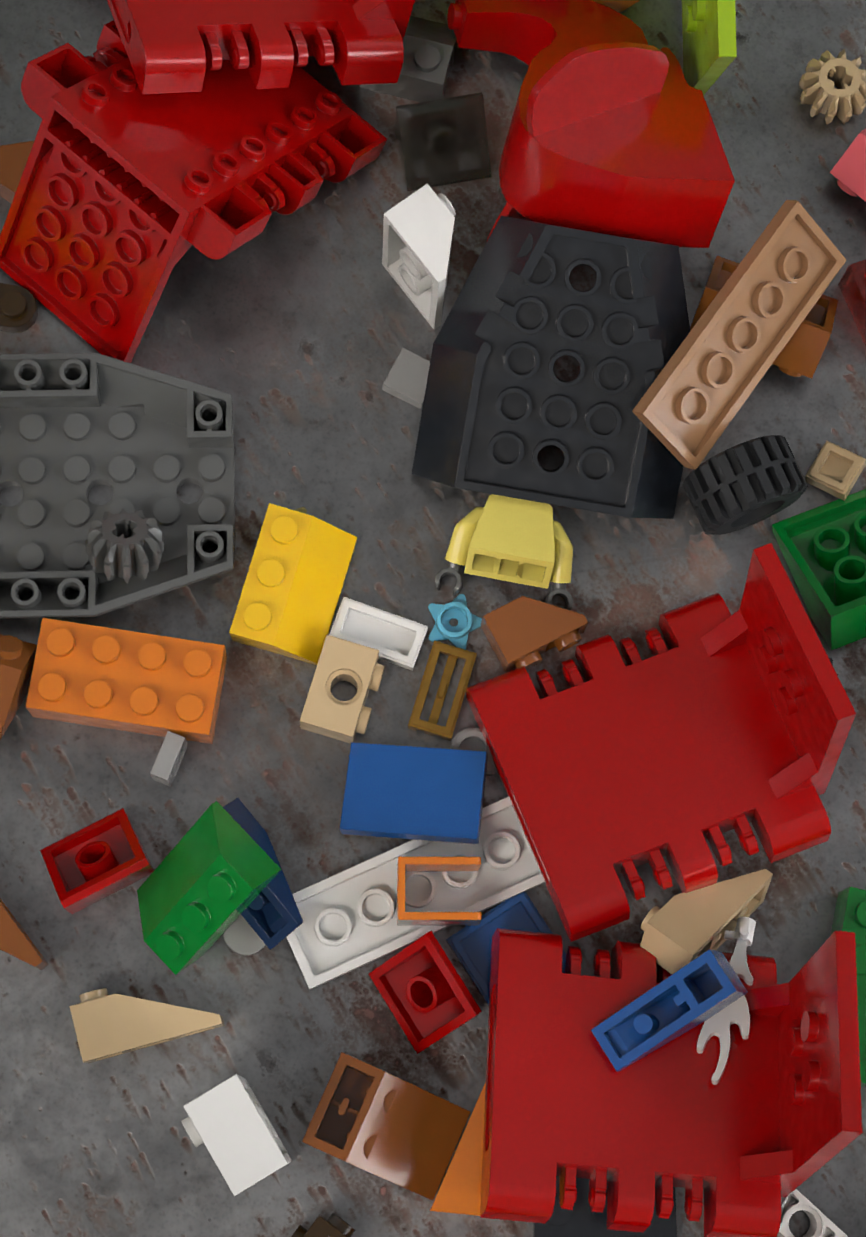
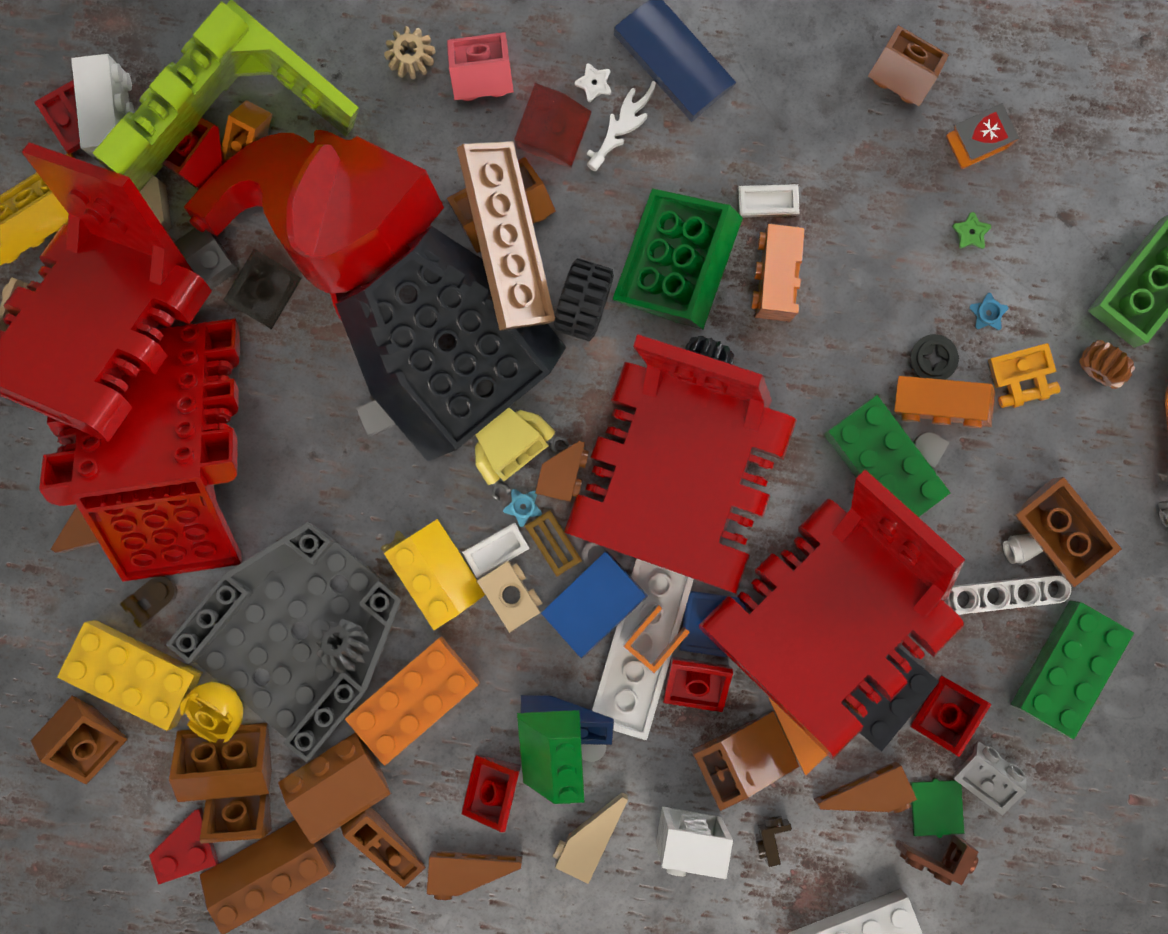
camera: 40 degrees left, 10 degrees up
(169, 758) = (471, 712): light grey tile -> none
(419, 249) = (313, 356): white slope -> none
(669, 1009) = (814, 579): blue slope -> none
(698, 919) = (781, 522): tan slope -> none
(738, 1011) = (837, 544): white piece -> none
(835, 470) = (613, 241): tan tile -> none

